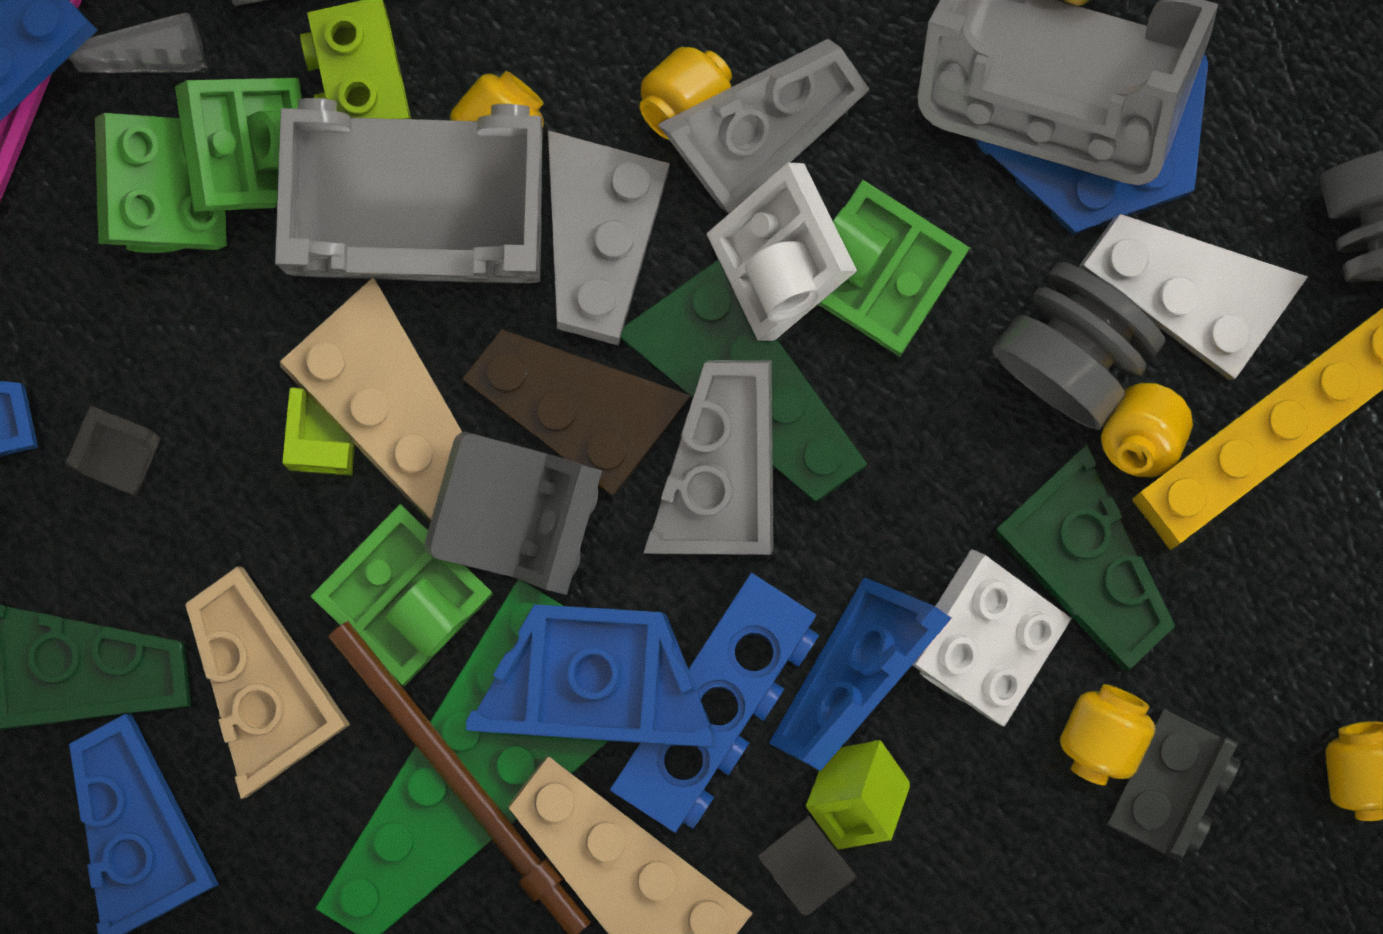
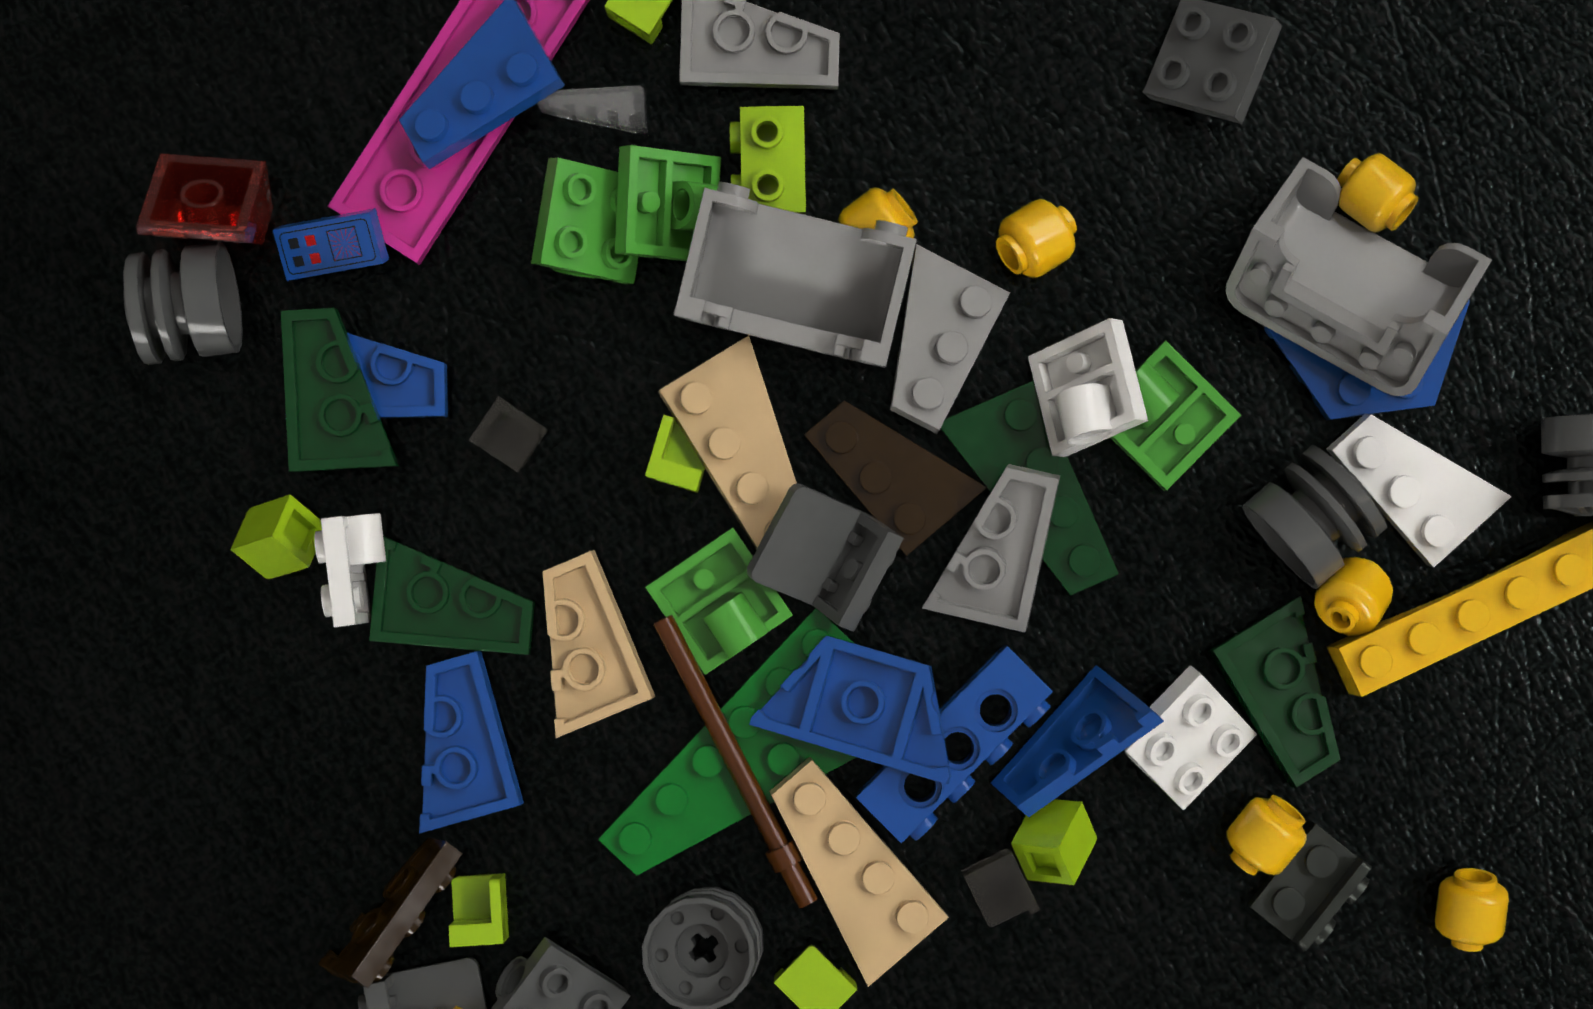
camera: 10 degrees right, 5 degrees up
(764, 121) = (1096, 275): light grey wing -> none

